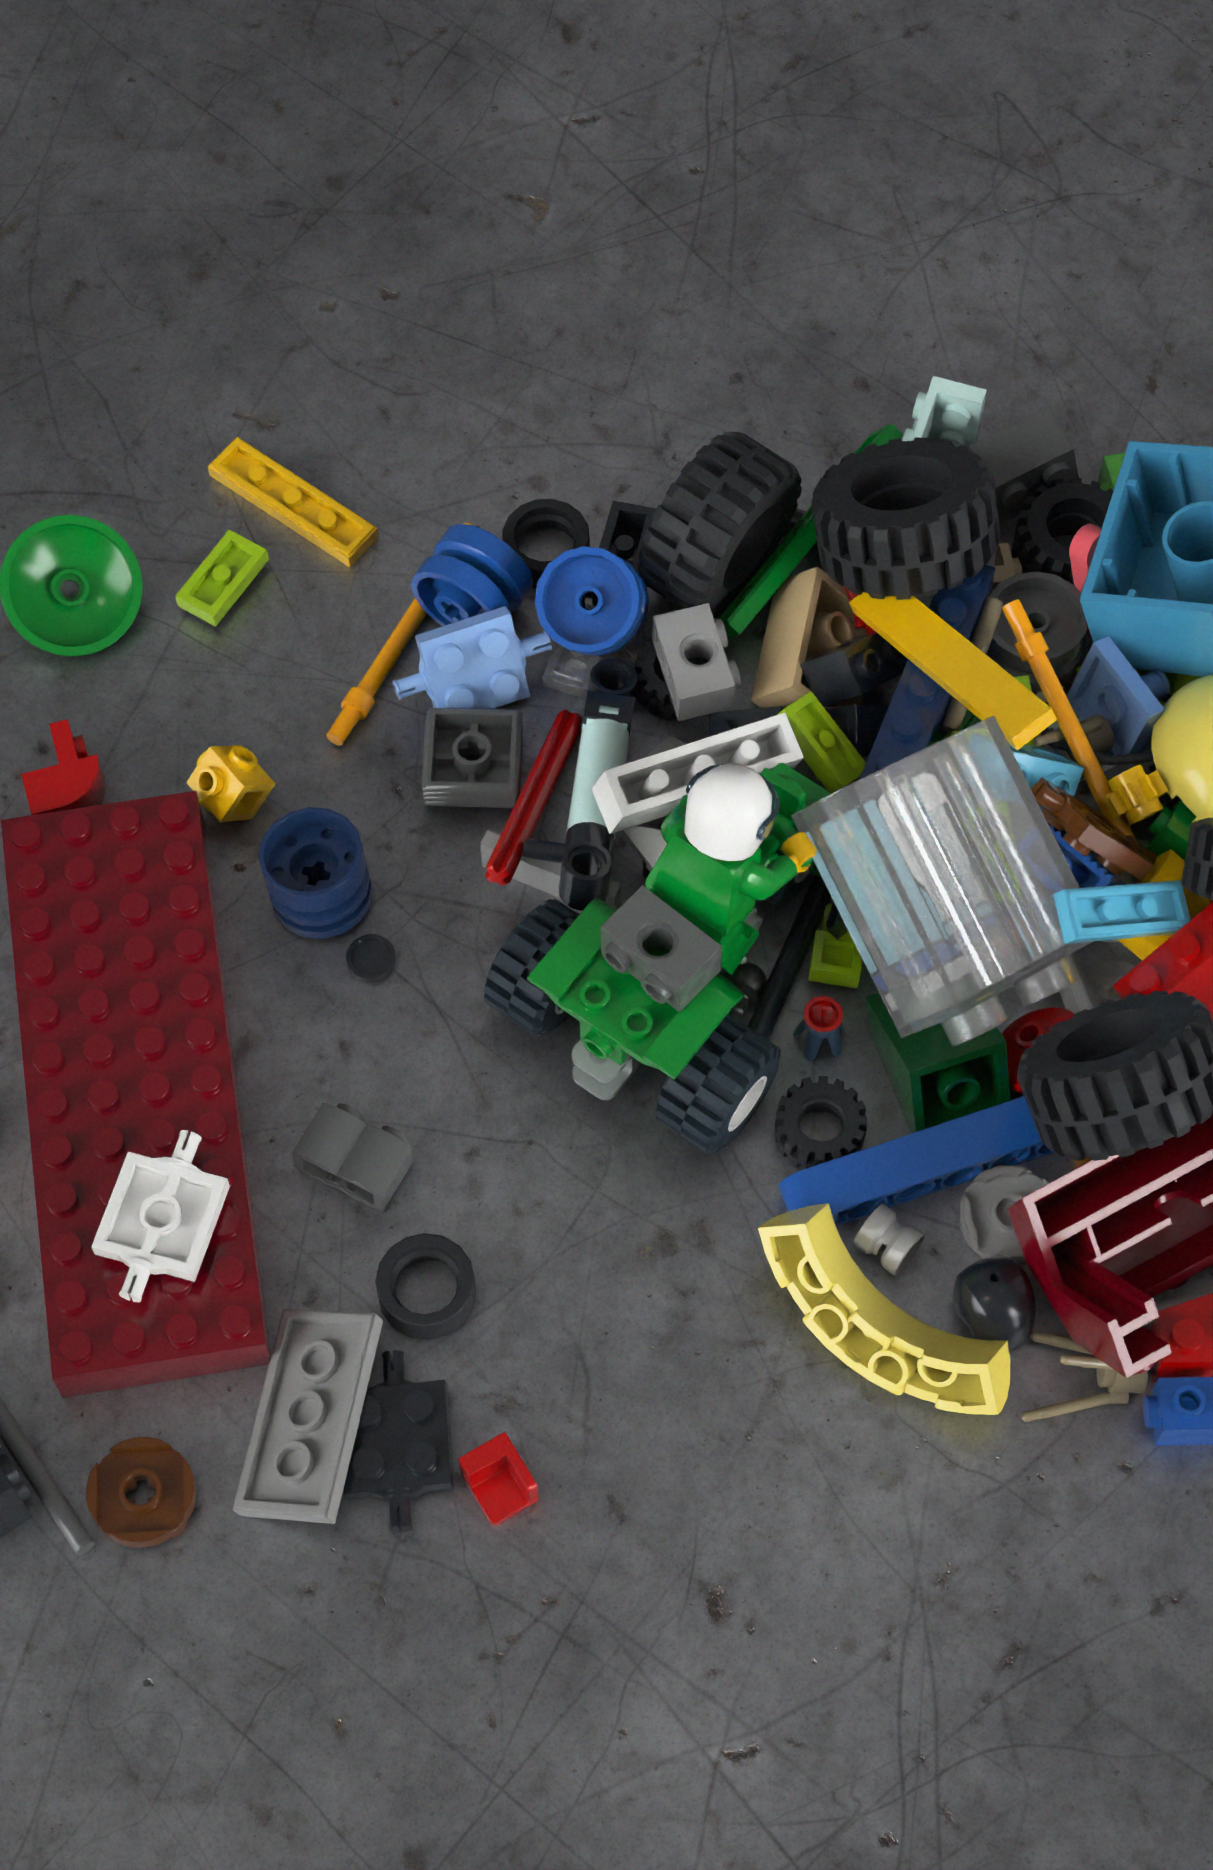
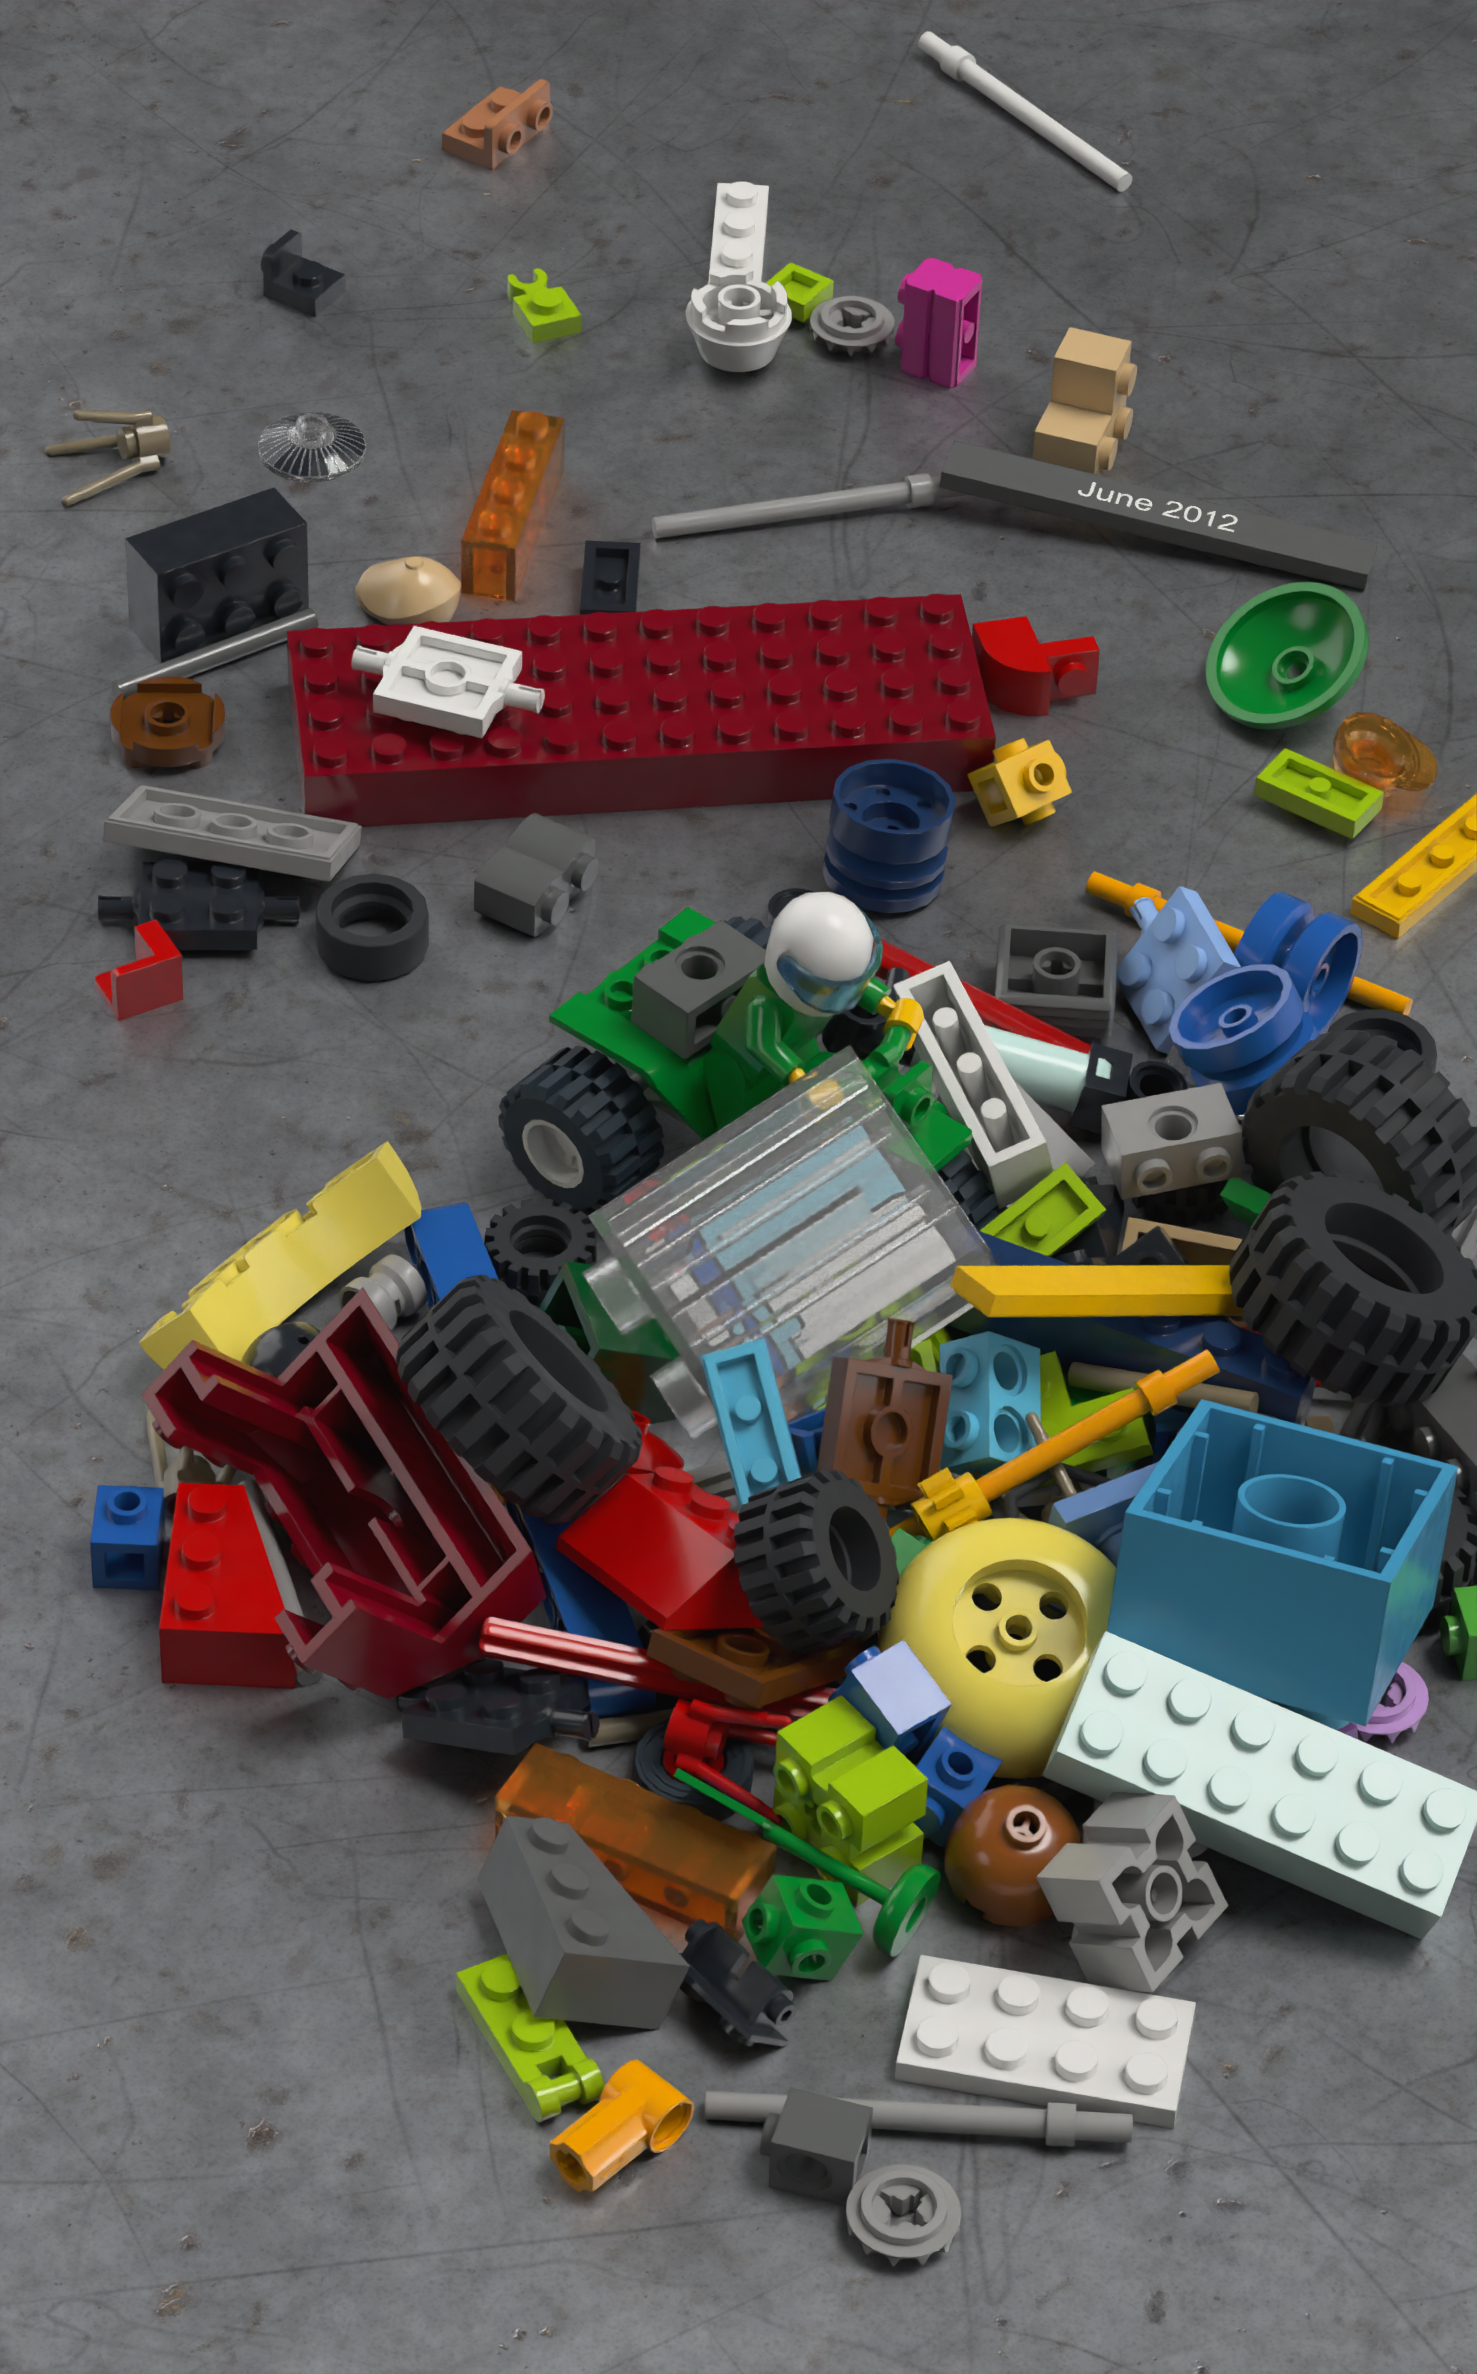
camera: 90 degrees right, 20 degrees down
(186, 530) = (1382, 754): none -> clear orange hat

